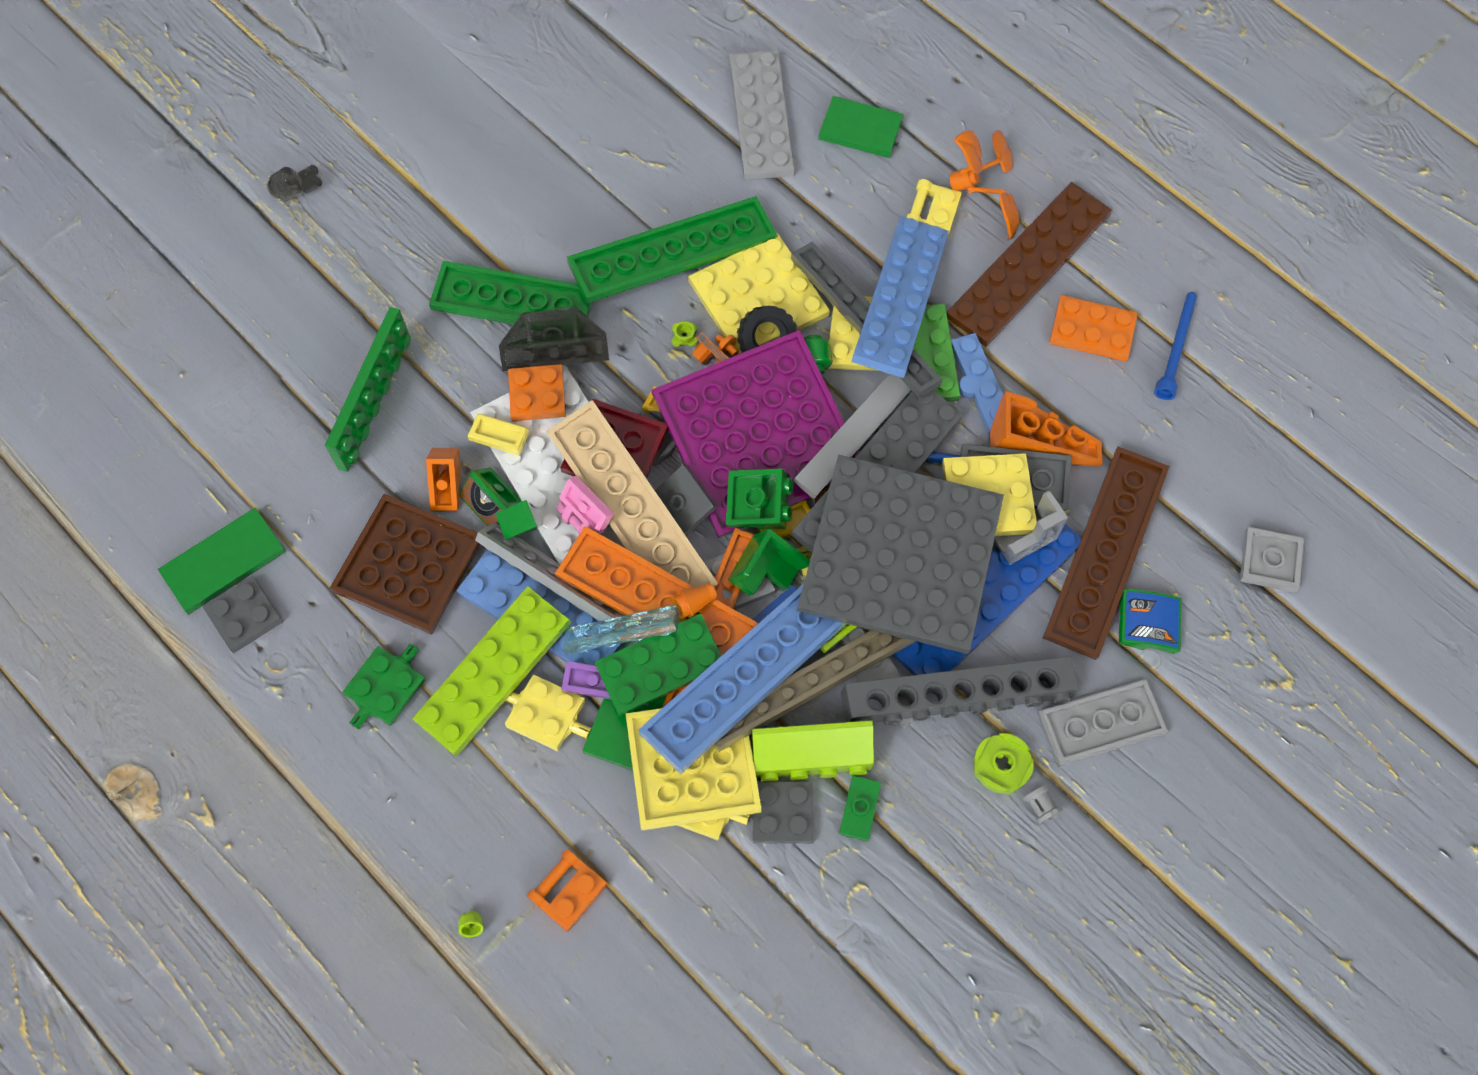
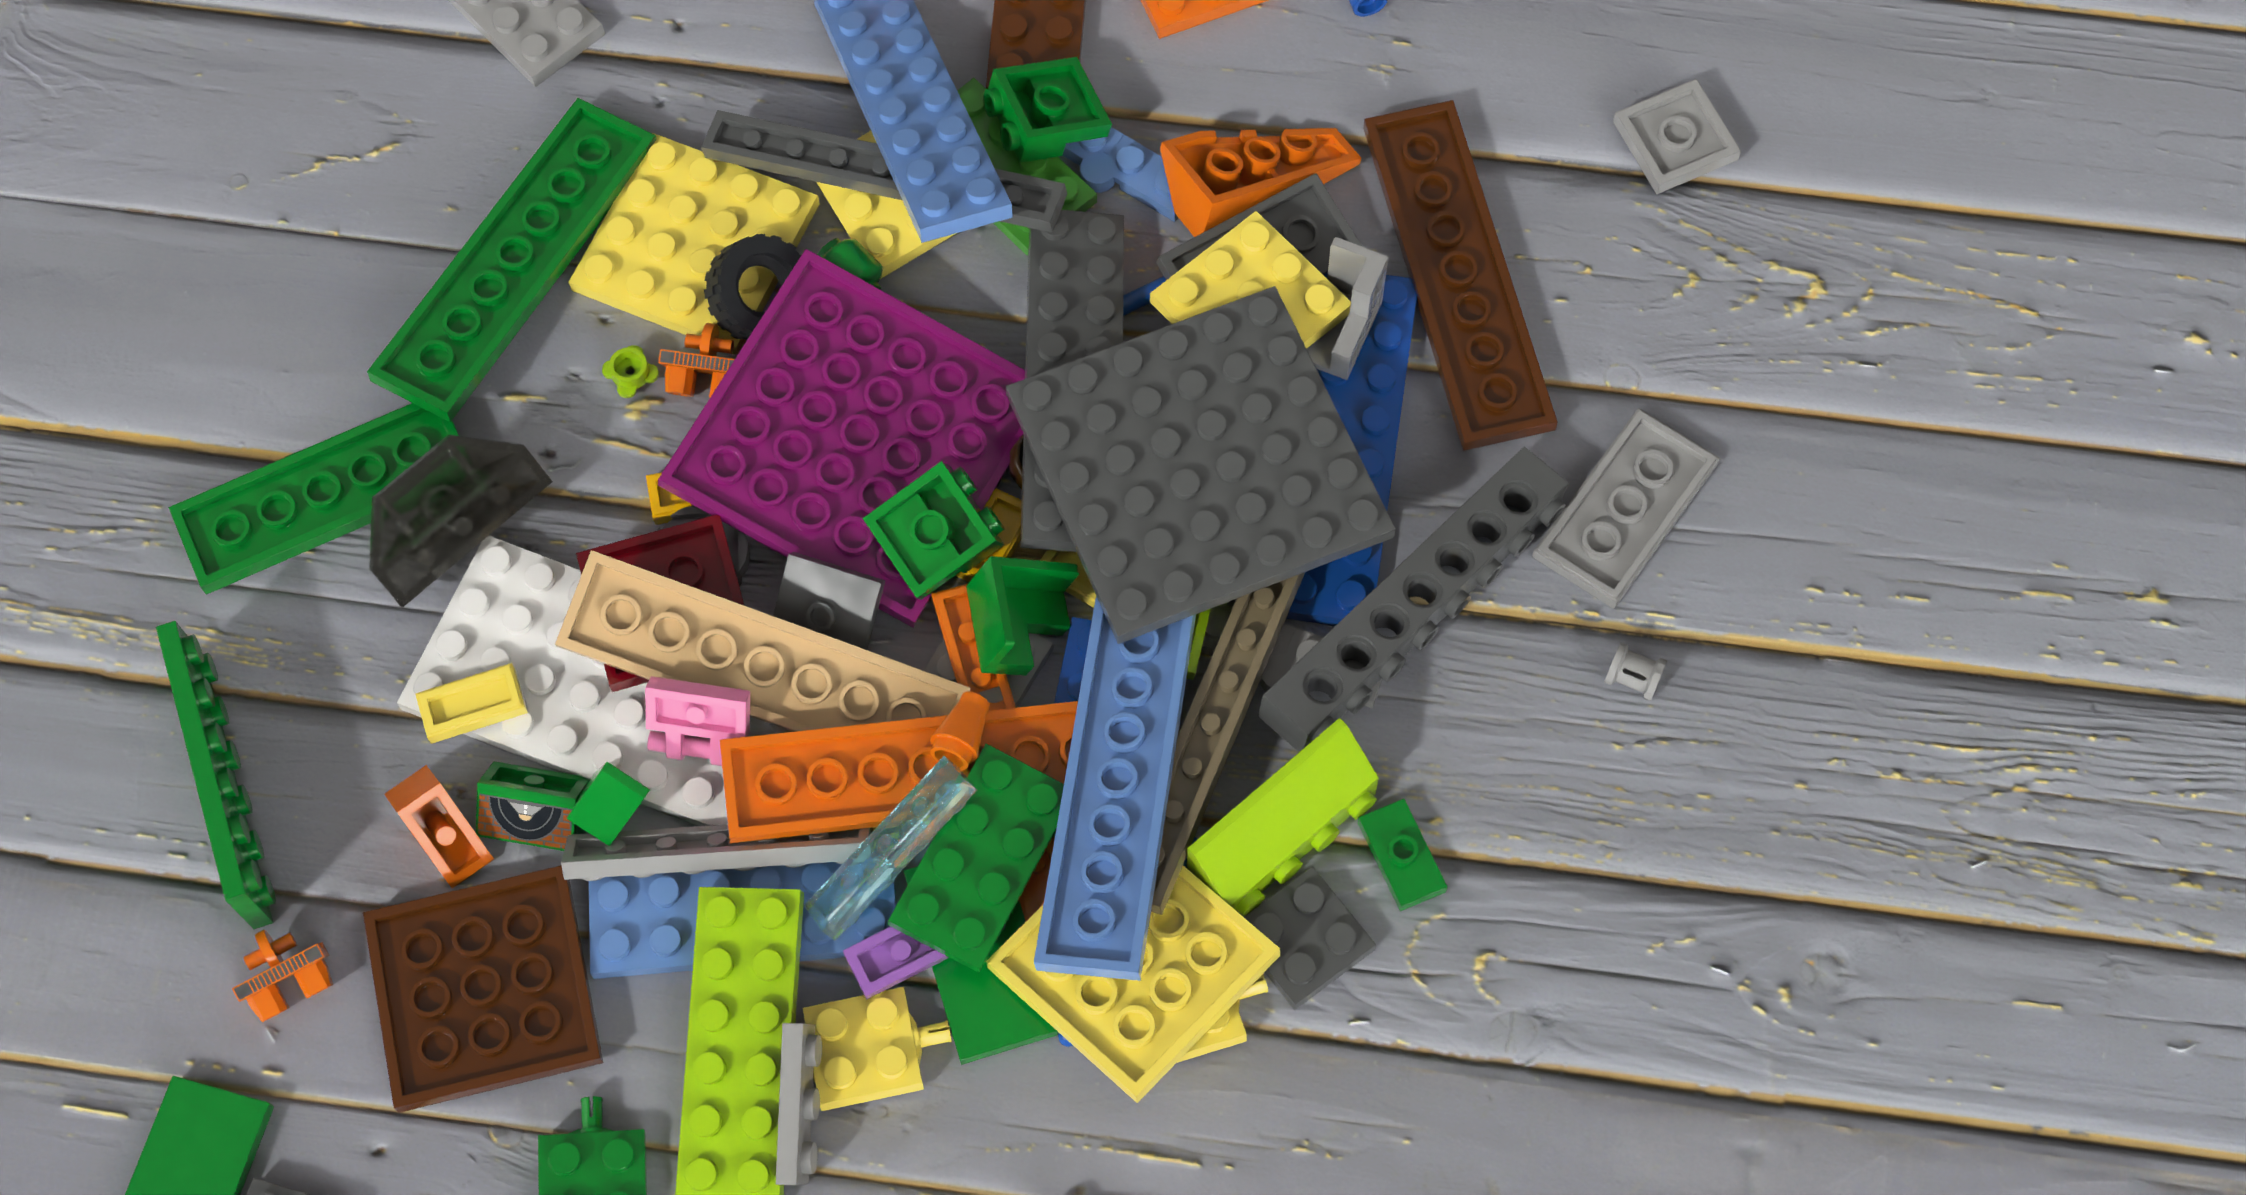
camera: 35 degrees left, 0 degrees up
(318, 497) = (262, 990): none -> orange hips
(494, 715) = (797, 1104): none -> light grey plate
(536, 393) = (480, 603): orange plate -> none
(852, 434) = (995, 348): light grey tile -> none
(964, 338) = (1044, 108): none -> green plate
(1019, 759) = (1558, 633): lime plate -> none
(1150, 620) = (1585, 327): slope -> none

